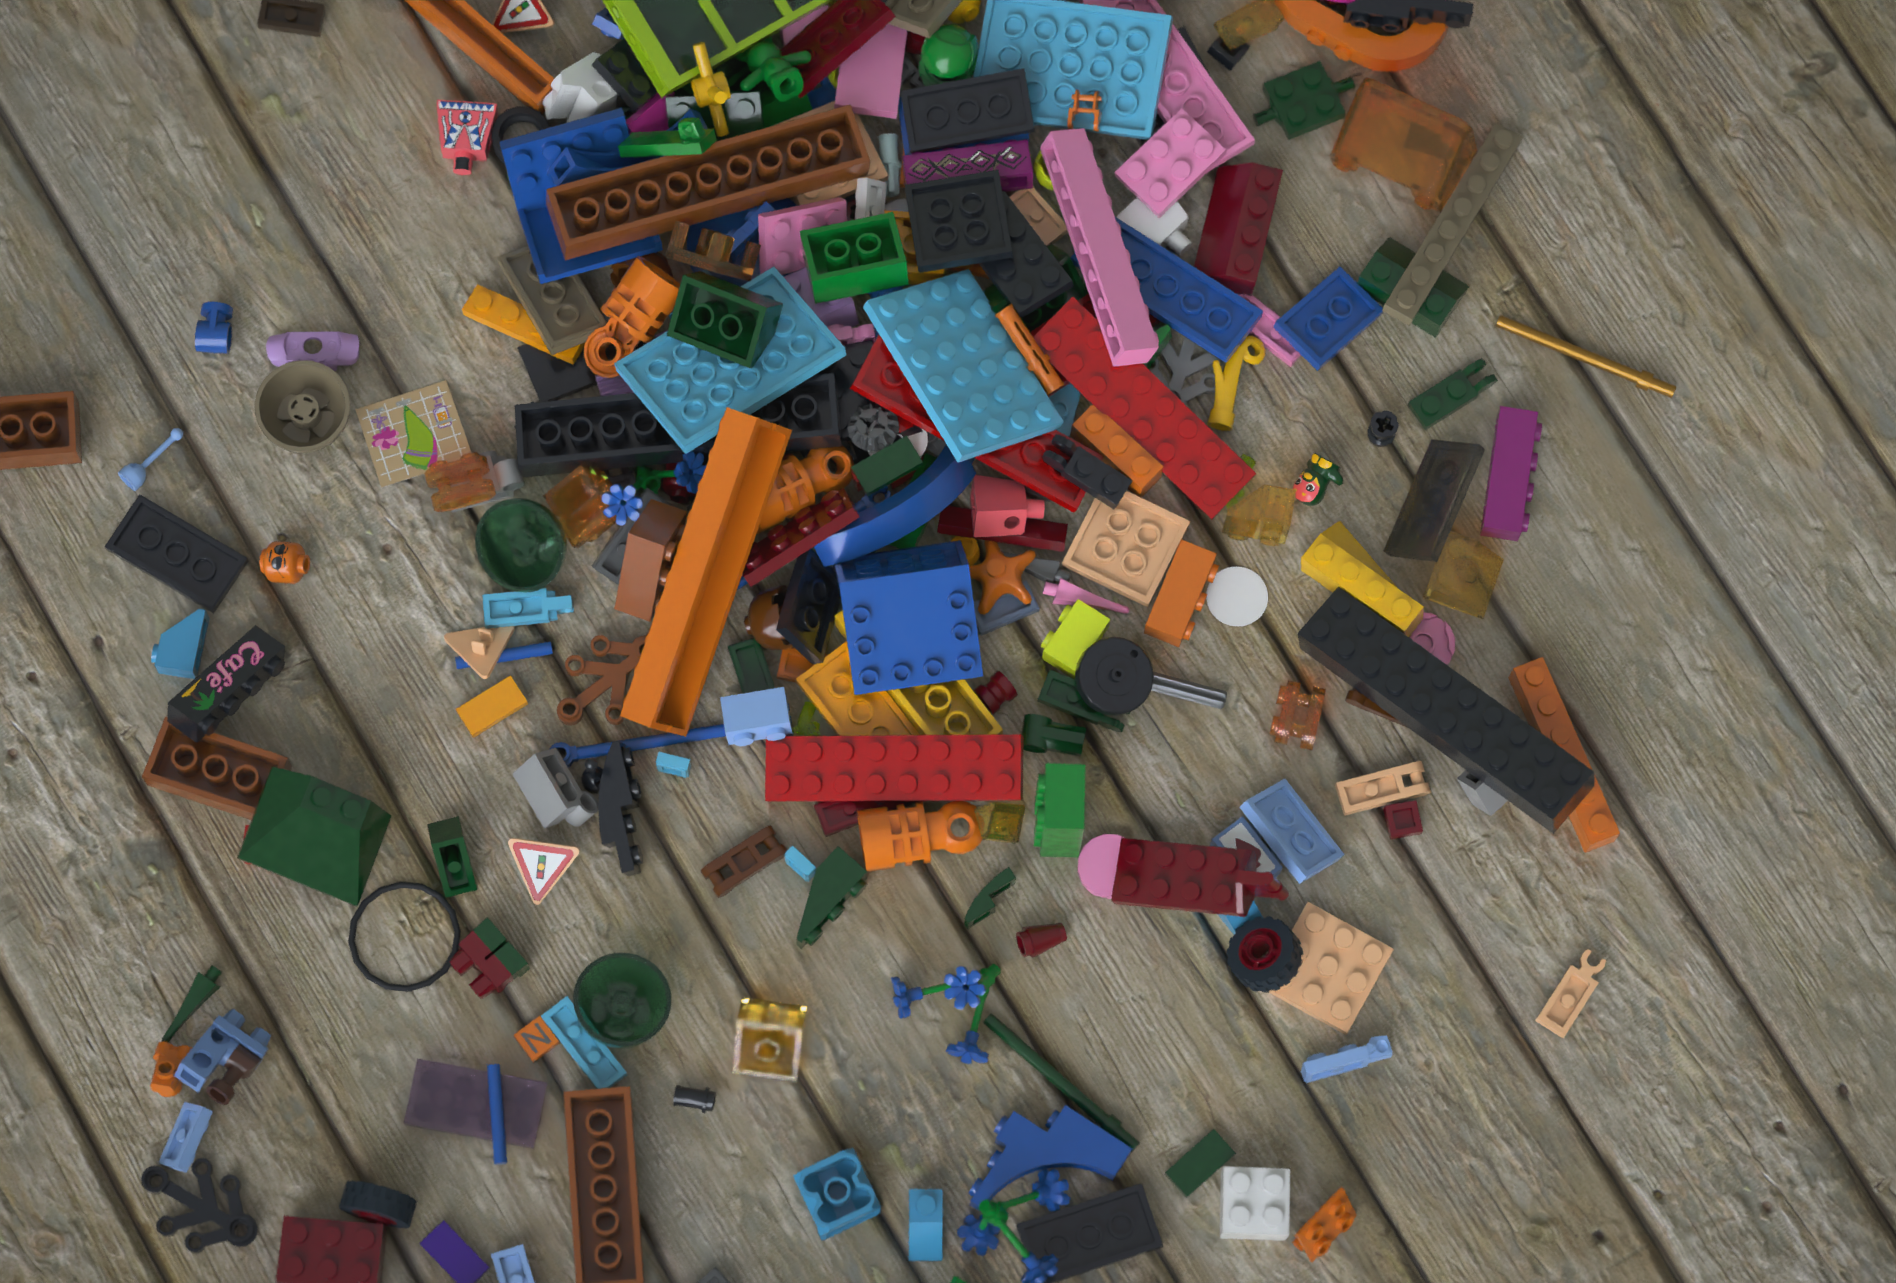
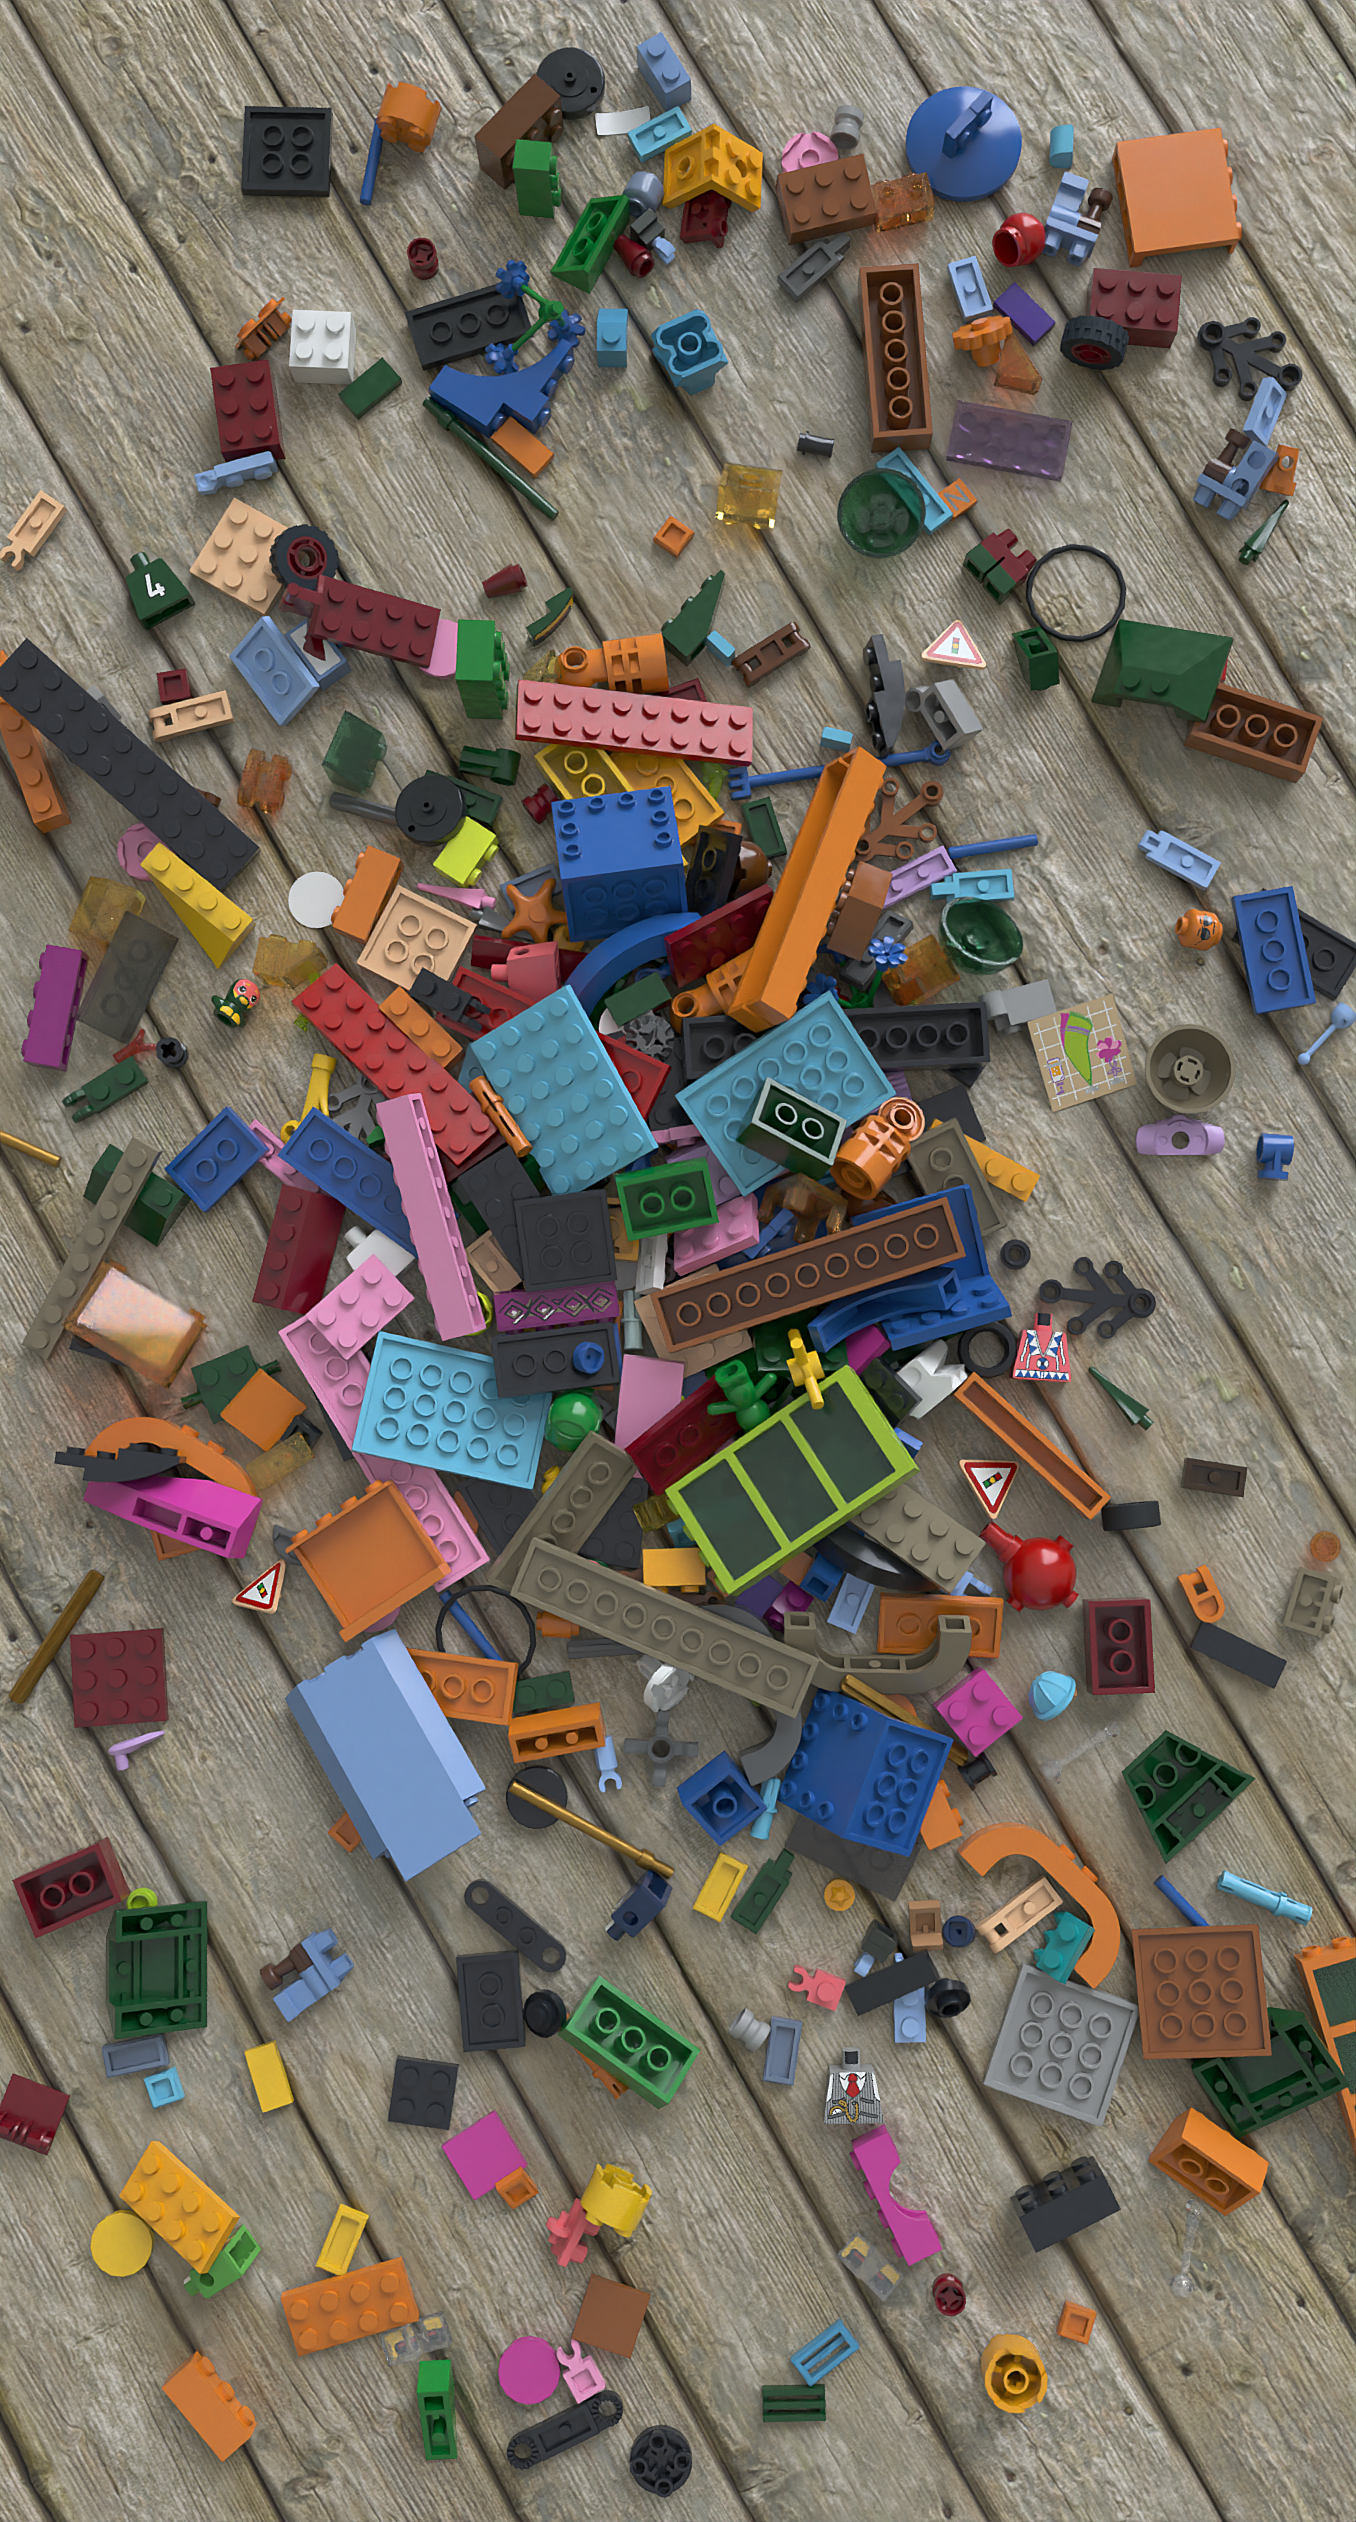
camera: 170 degrees left, 10 degrees up
(182, 646) = (1290, 848): dark azure slope -> none
(206, 537) = (1273, 950): none -> blue plate
(226, 684) = (1249, 804): black brick -> none
(303, 640) = (1179, 858): none -> light blue hinge
(372, 82) = (1132, 1409): none -> dark green piece
(400, 190) = (1102, 1298): none -> black plant
(444, 474) = (1029, 1005): clear orange brick -> none
(469, 1186) = (1016, 369): none -> clear orange slope
(480, 647) = (1015, 850): light nougat piece -> none
(486, 225) = (1023, 1249): none -> black plate
(491, 706) = (1002, 798): light orange tile -> none
(497, 1114) = (990, 424): blue bar -> none
(504, 1218) = (983, 338): none -> orange plant
(585, 624) = (918, 876): none -> lavender tile
(591, 775) = (909, 727): black hinge -> none
(687, 140) = (847, 1310): green hinge -> none
(756, 716) = (760, 775): light blue brick -> none
(853, 995) = (673, 537): none -> orange tile
(933, 108) = (588, 1357): none -> blue tile
(965, 988) = (572, 509): blue plant -> none
(1025, 1095) = (522, 447): none -> orange tile
(1074, 111) = (447, 1373): orange piece -> none
(1199, 739) = (354, 754): none -> clear green slope
(1268, 71) = (263, 1410): none -> orange tile
(1336, 1125) = (247, 410): none -> dark red brick
(1423, 437) = (135, 1047): none -> clear red bar
(1428, 925) = (156, 591): none -> dark green torso

